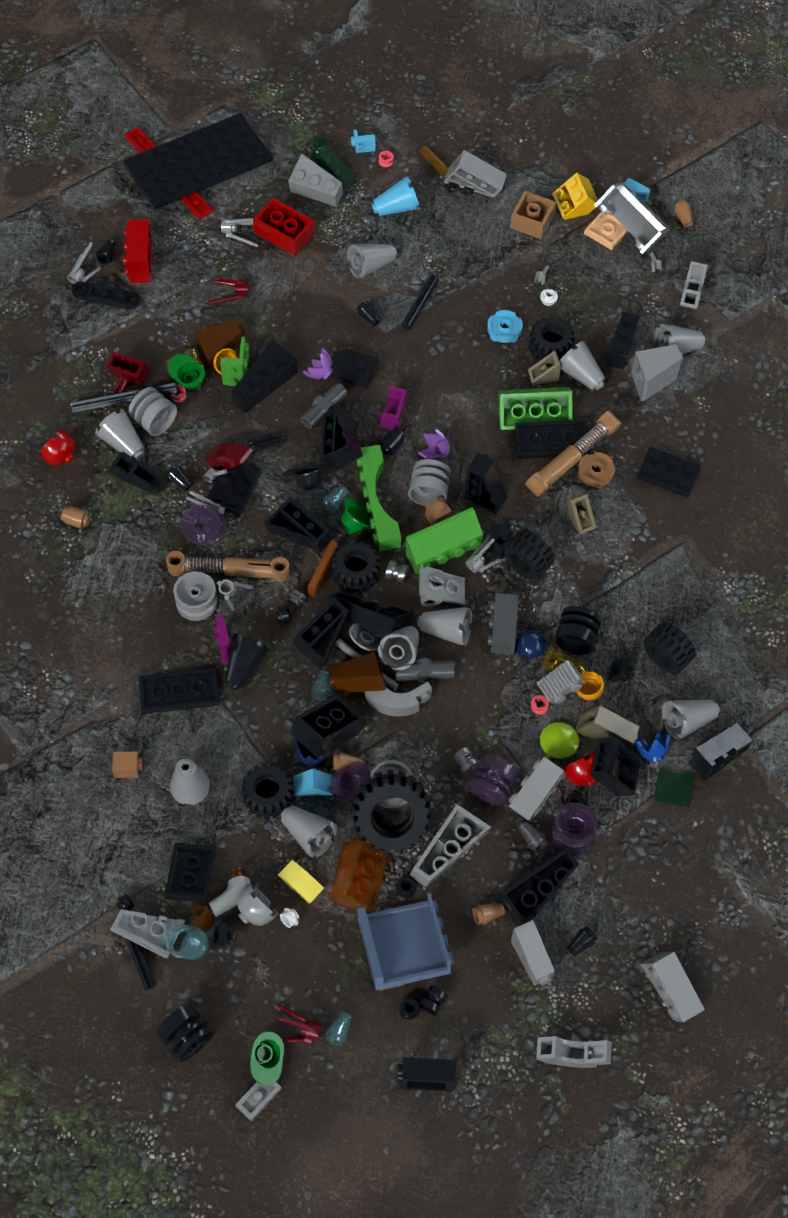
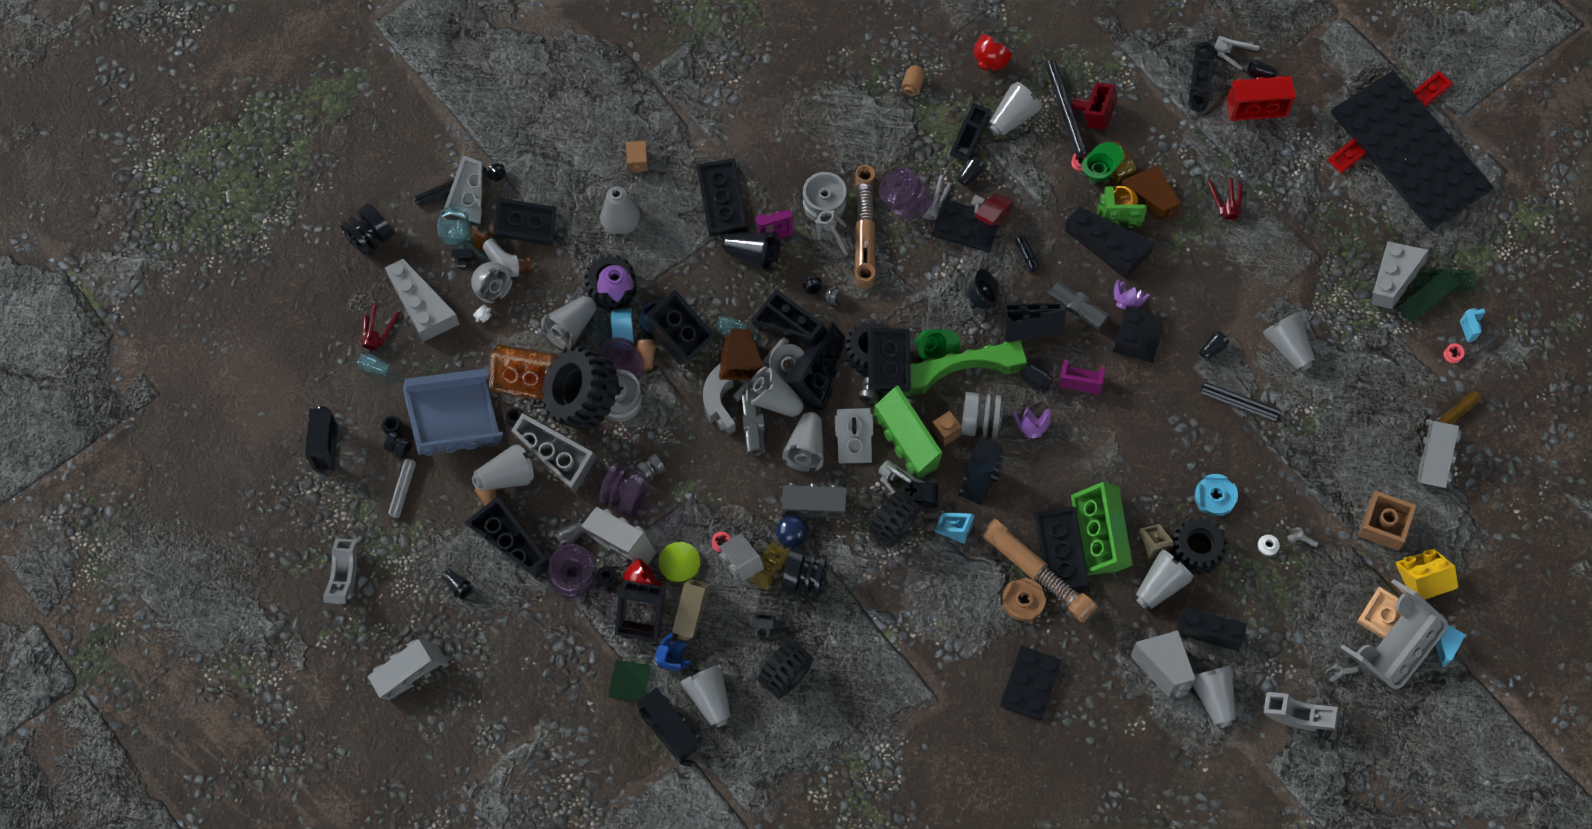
camera: 90 degrees right, 5 degrees up
(152, 411) = (1045, 134): light grey wheel -> none
(230, 227) = (1317, 192): light grey plant -> none
(257, 1099) = (311, 300): light grey plate -> none
(266, 1058) = (341, 300): green piece -> none
(272, 979) = (425, 308): none -> light grey wedge
(280, 783) = (614, 288): none -> medium lavender piece
(284, 226) = (1322, 244): red brick -> none
(299, 526) = (917, 290): black wedge -> none
(300, 881) = (519, 320): light yellow slope -> none
(322, 570) = (861, 314): dark orange tile -> none
(334, 499) = (959, 325): clear light blue cone -> none
(376, 545) = (889, 359): none -> black plate
(396, 199) = (1386, 366): medium azure cone -> none
(470, 886) = (505, 470): none -> light grey cone
(478, 997) = (402, 488): none -> light grey axle
(530, 512) = (955, 526): none -> medium azure slope
(532, 953) = (440, 533): light grey slope -> none
(581, 514) = (959, 581): dark tan slope -> none
(592, 687) = (741, 591): light orange hair -> none
(683, 212) = (1425, 708): medium nougat cone -> none

